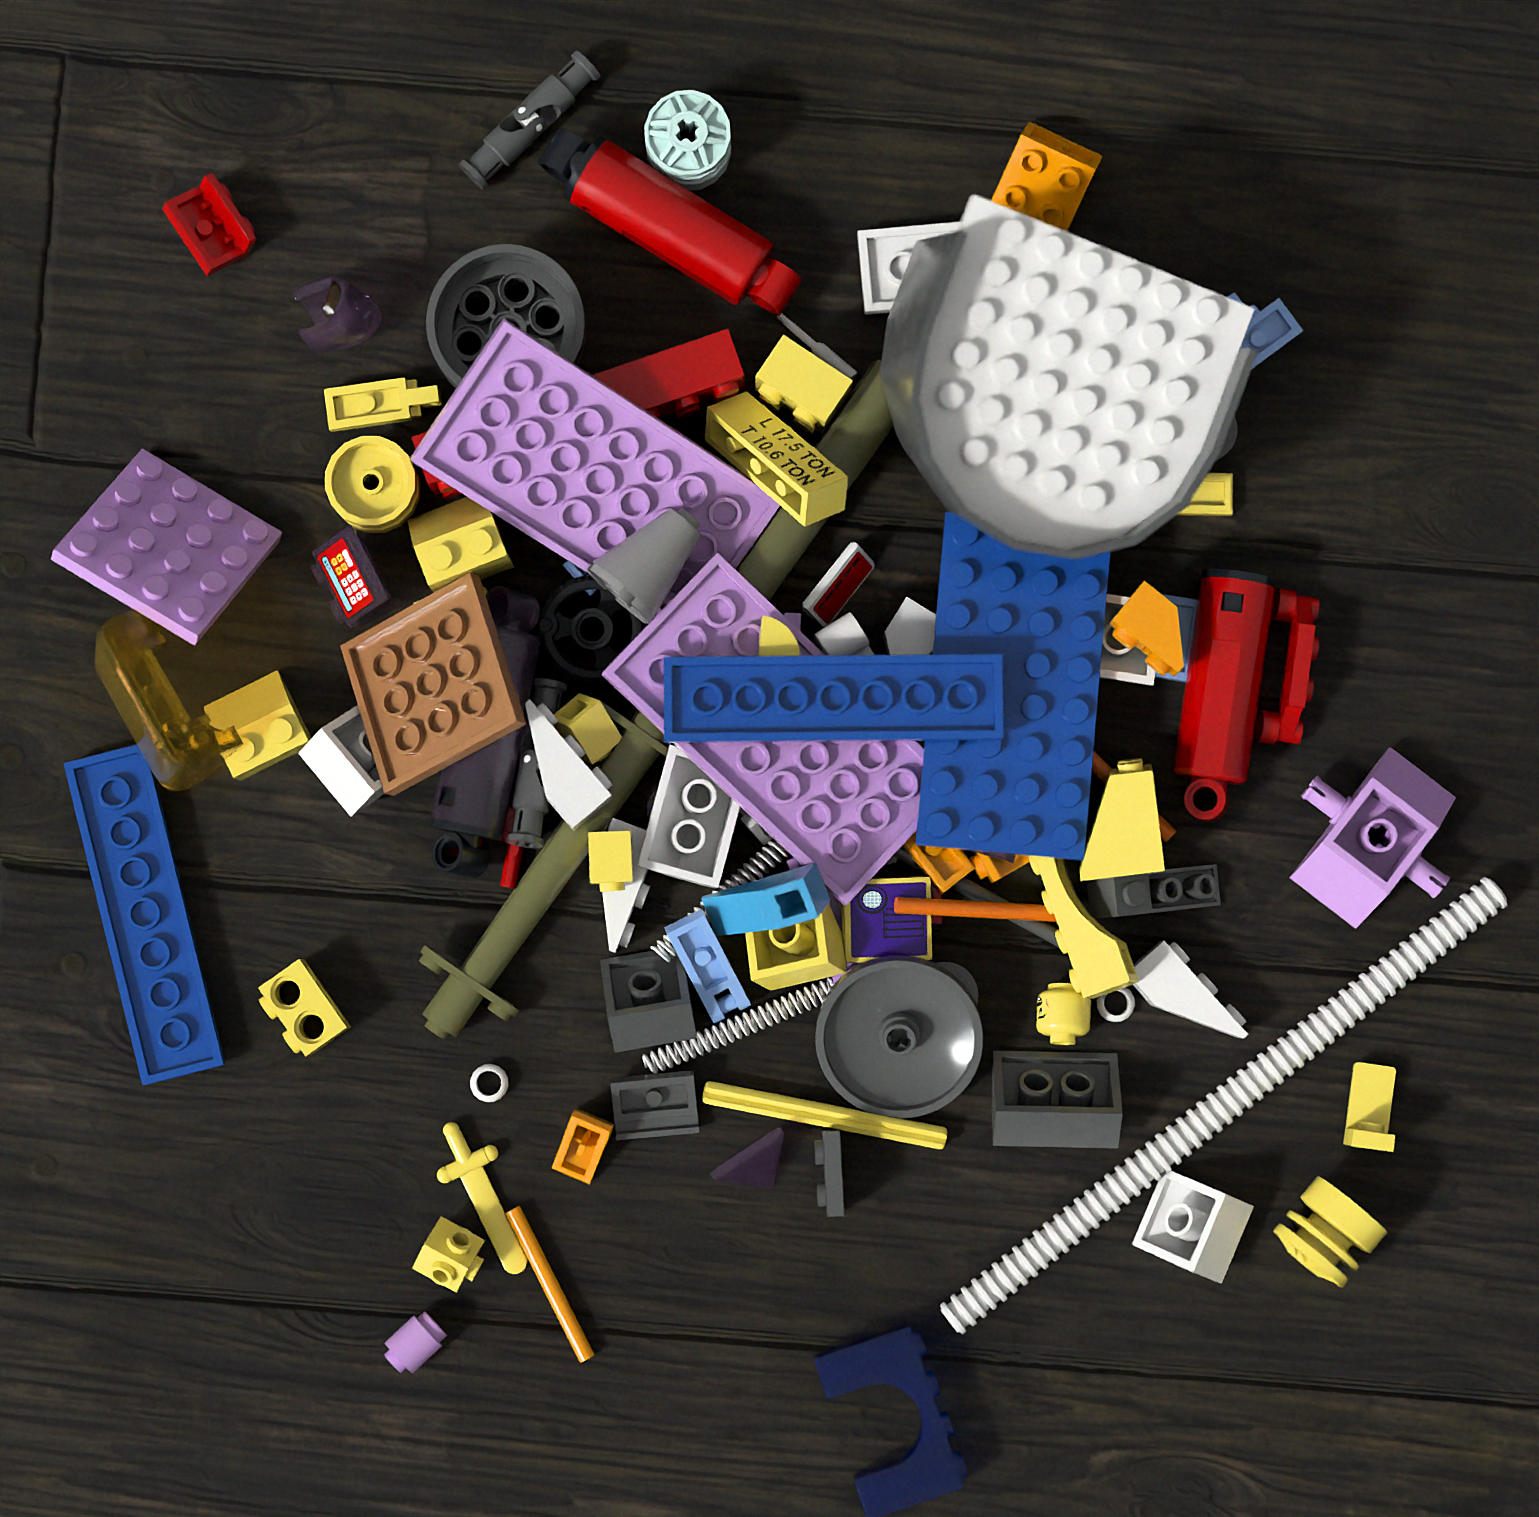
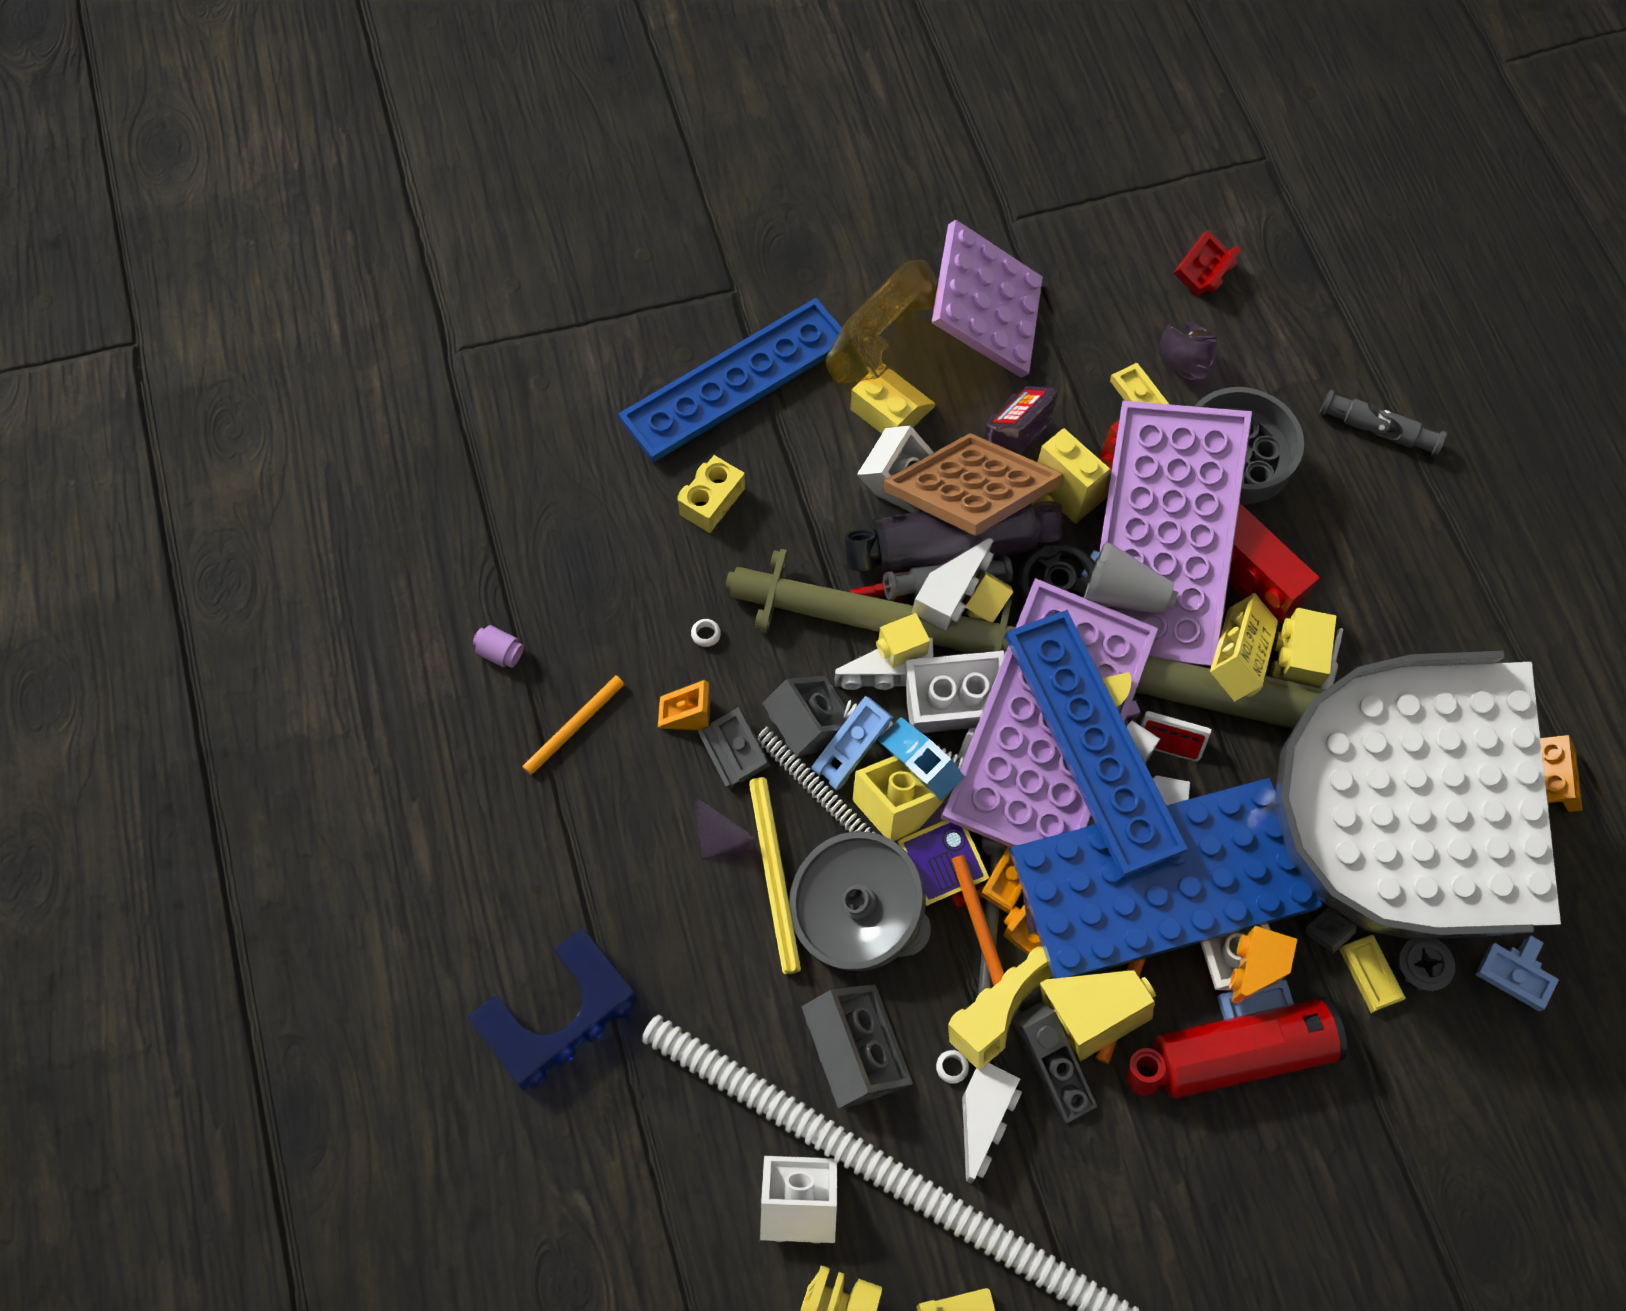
camera: 70 degrees right, 20 degrees down
(351, 472) = (1089, 406): light yellow wheel -> none
(450, 1255) = (570, 643): light yellow brick -> none
(471, 1171) = (638, 641): light yellow sword -> none
(669, 221) = (1367, 529): red piece -> none
(687, 162) = (1429, 519): light aqua wheel -> none
(831, 1189) = (732, 891): dark grey plate -> none
(1063, 1014) = (926, 1024): light yellow head -> none
(1296, 683) = (1325, 1092): red plate -> none
(1350, 871) = (1143, 1221): lavender slope -> none

